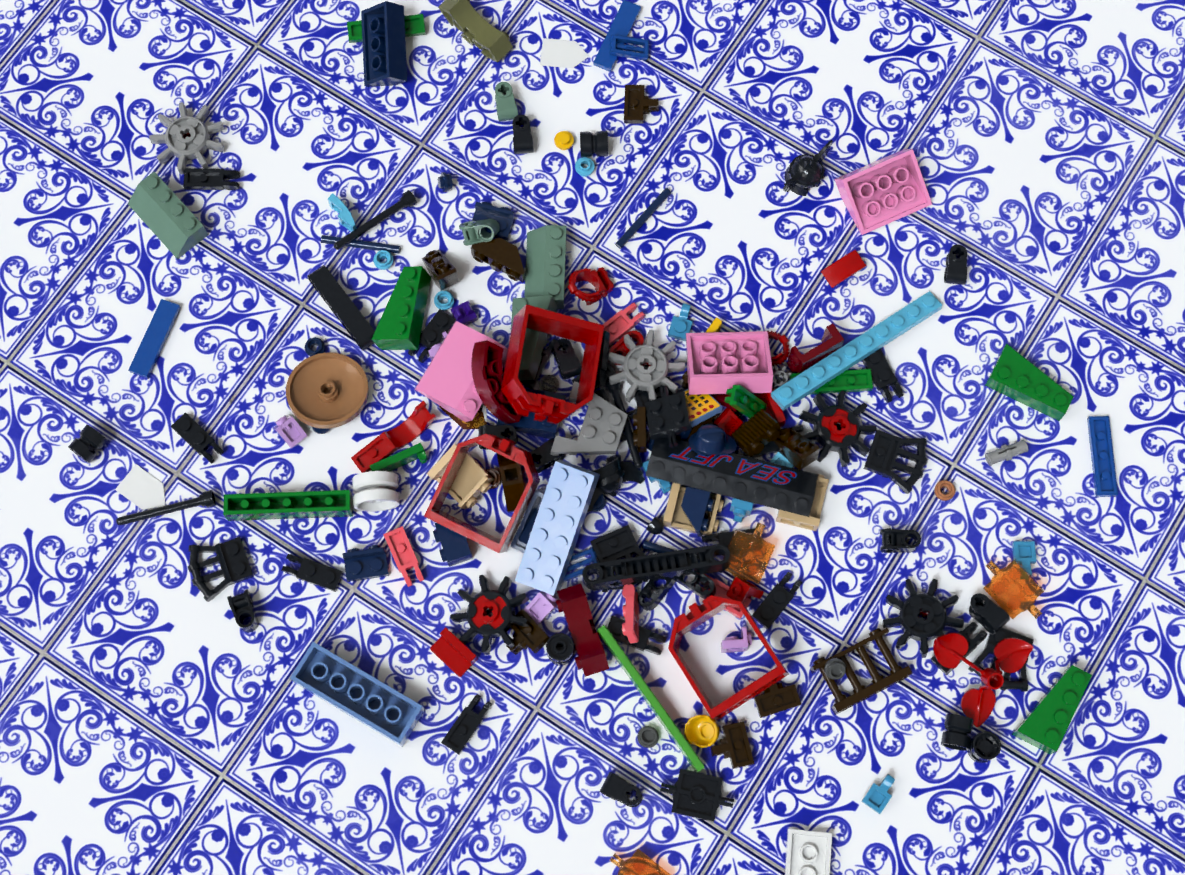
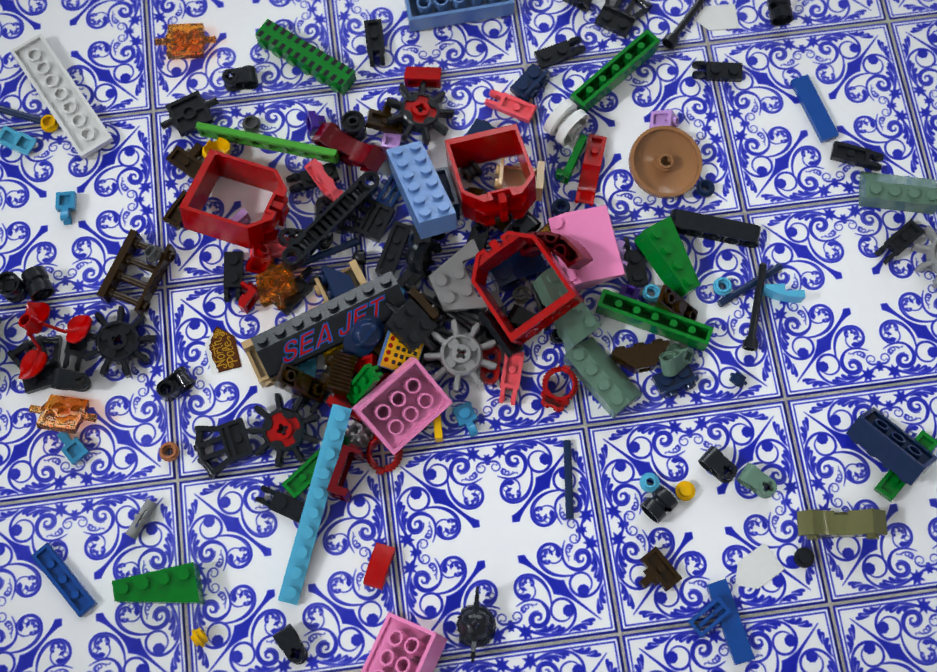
camera: 140 degrees right, 0 degrees up
(168, 272) = (856, 156): none -> black hinge
(447, 424) = (560, 202): none -> dark blue plate
(468, 276) = (654, 320): none -> green brick
(494, 522) = (471, 171): none -> black wheel
(523, 32) = (804, 557): none -> black plate
(543, 762) = (305, 57): none -> green brick
(591, 686) = (314, 122): none -> dark purple tile
(620, 509) = (393, 248): none -> black plate
(740, 509) = (305, 306): dark azure plate -> none
(782, 565) = (248, 299): none -> red bracket
(837, 543) = (222, 351): none -> sticker
(1023, 326) = (199, 637): none -> yellow plate

